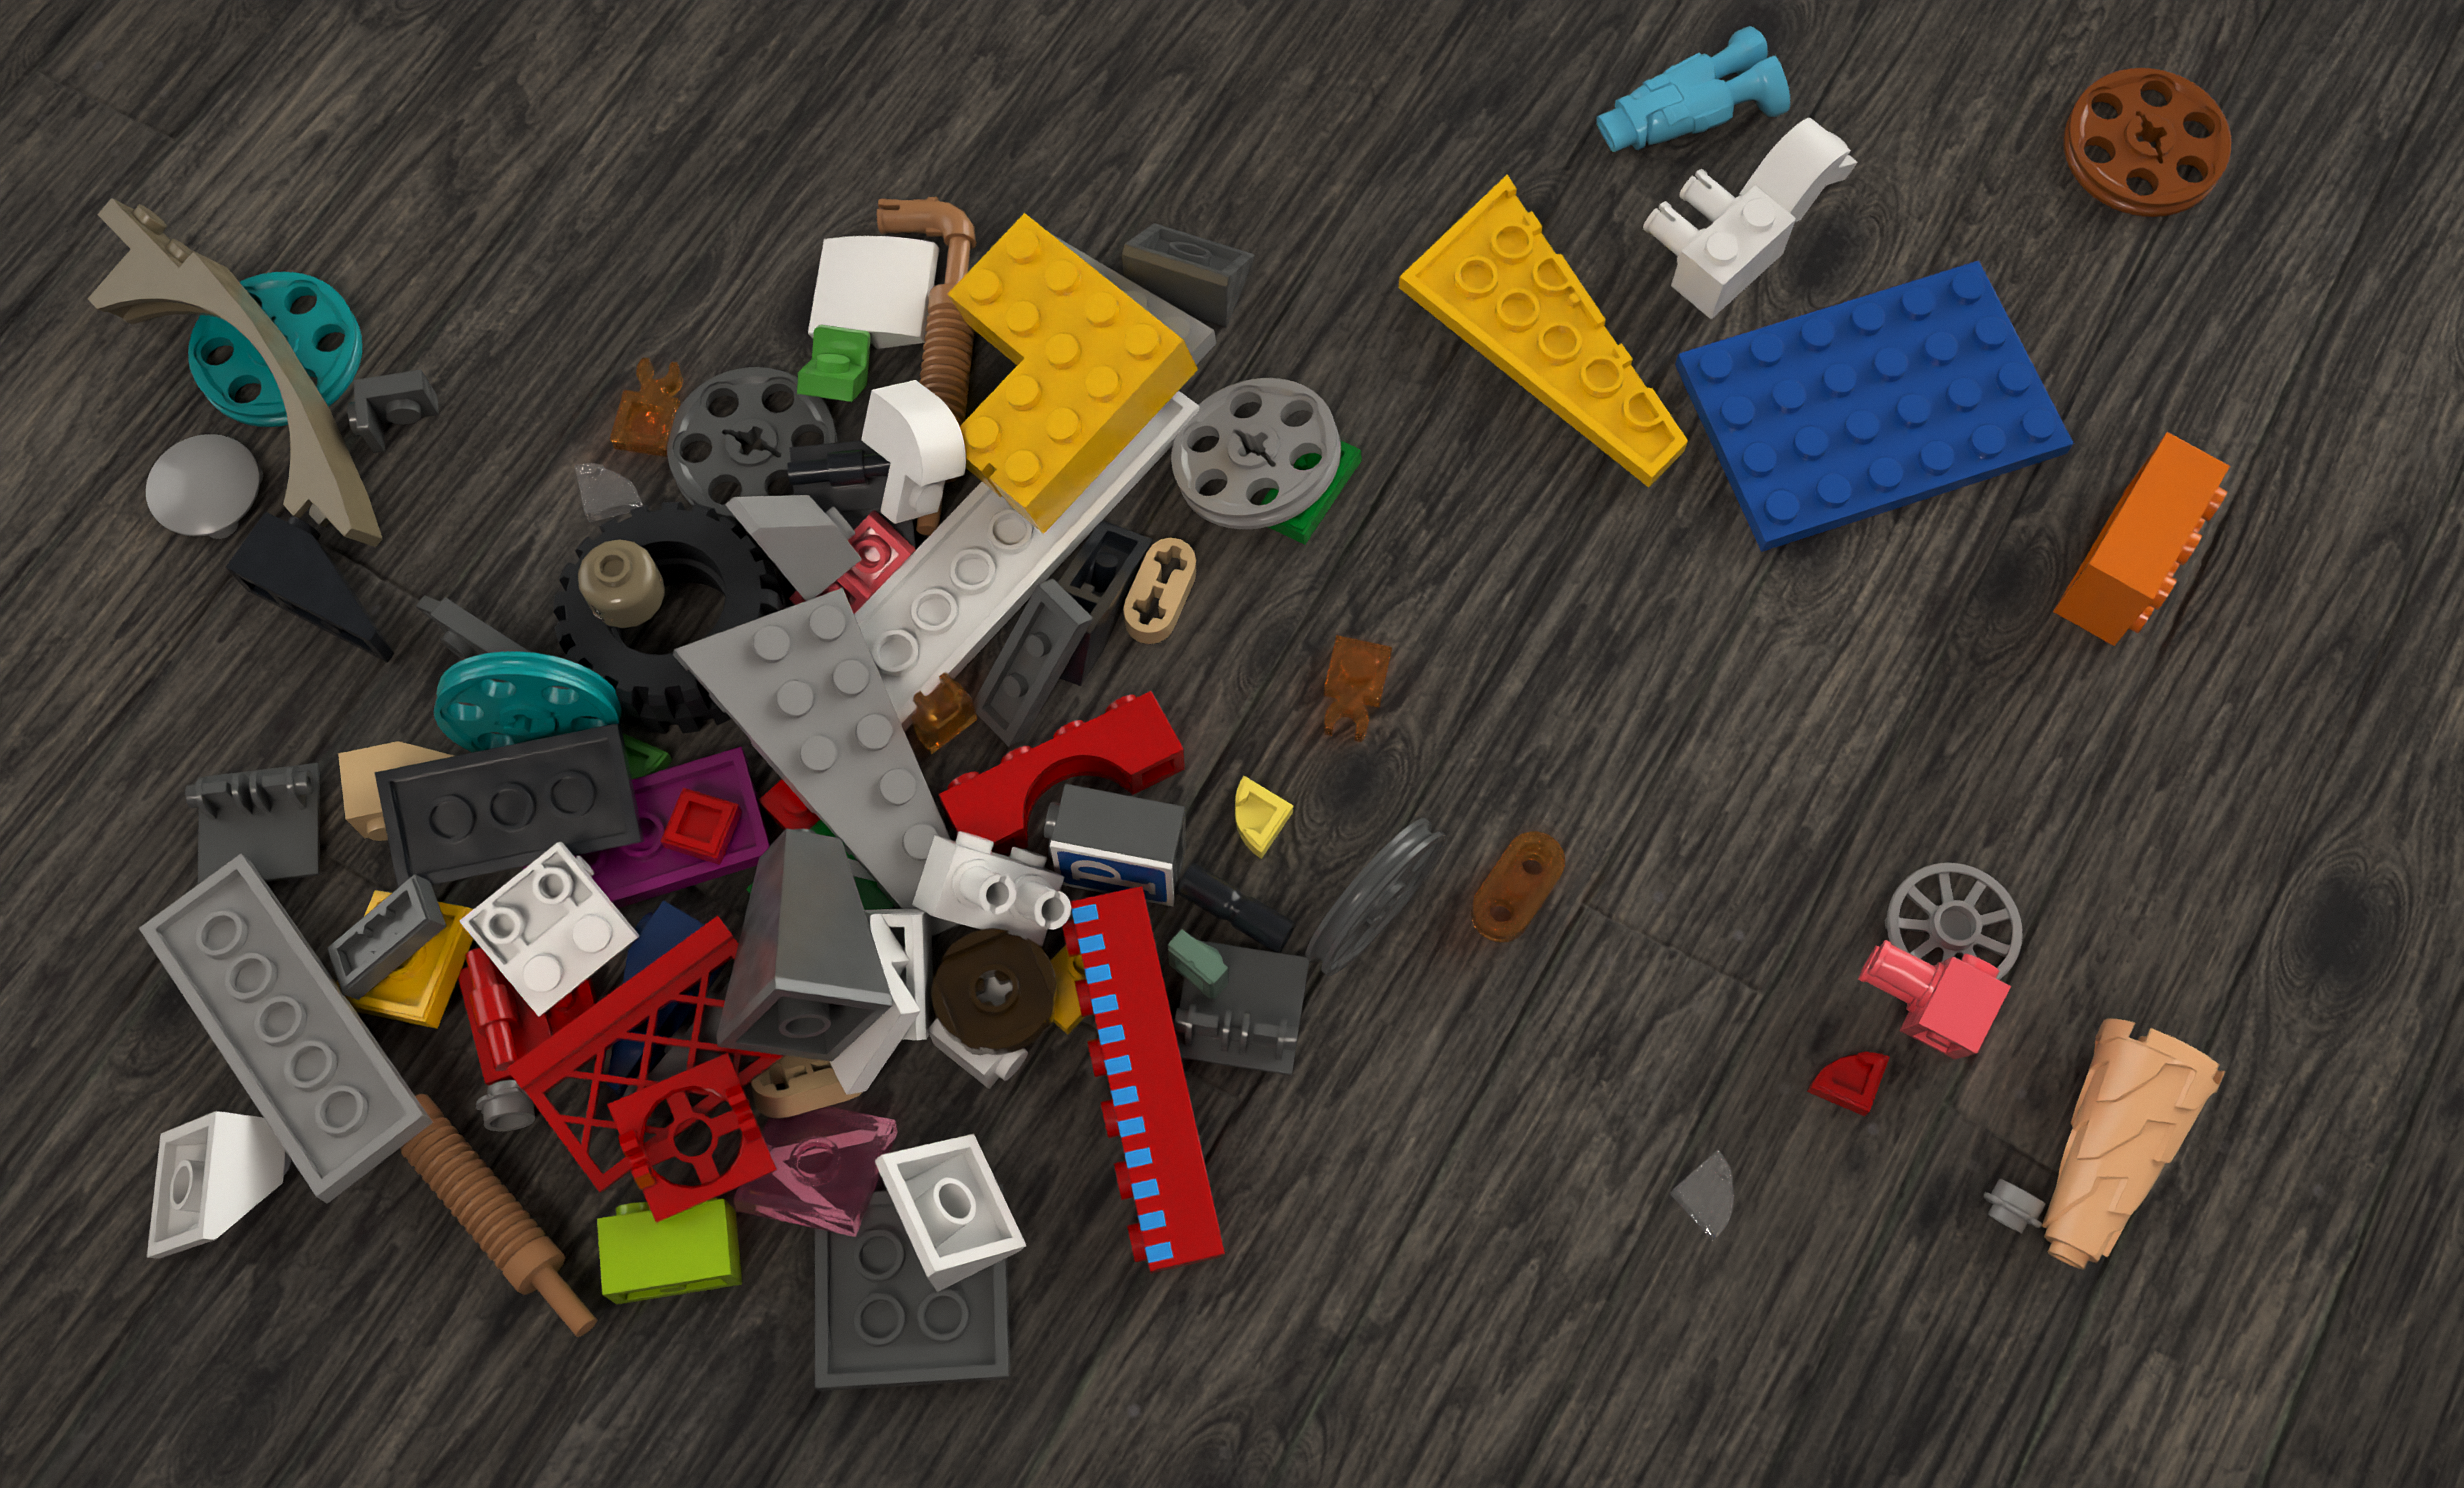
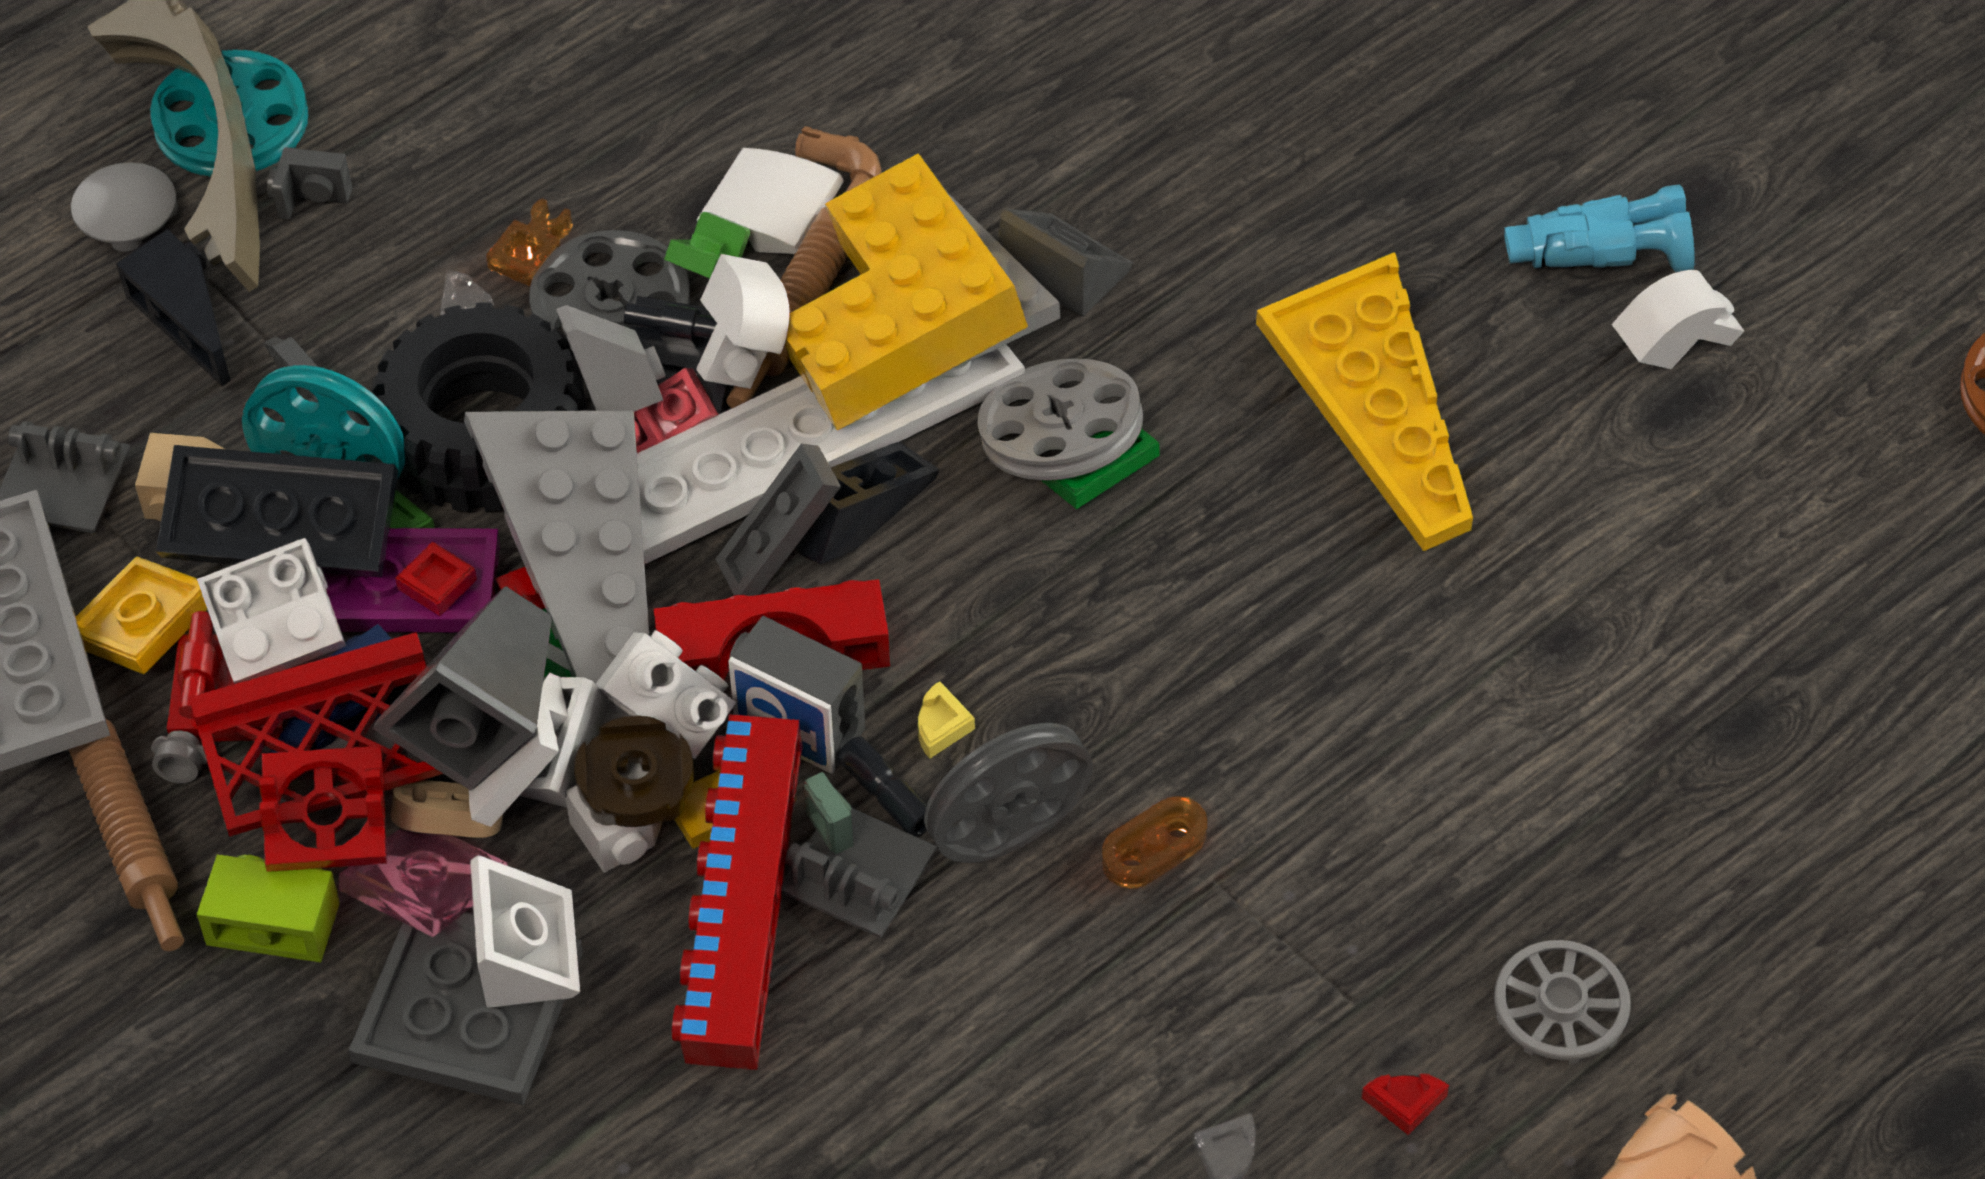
camera: 20 degrees right, 15 degrees down
(386, 937) = (131, 583): dark grey plate -> none
(621, 583) = (441, 348): dark tan head -> none
(942, 713) = (687, 550): clear orange plate -> none
(1149, 585) = (933, 517): tan beam -> none
(1355, 678) = (1075, 633): clear orange plate -> none
(1731, 252) = (1579, 371): white brick -> none
(1871, 405) = (1672, 540): blue plate -> none
(1947, 1002) = (1510, 1033): coral brick -> none
(2145, 541) = (1875, 712): orange piece -> none

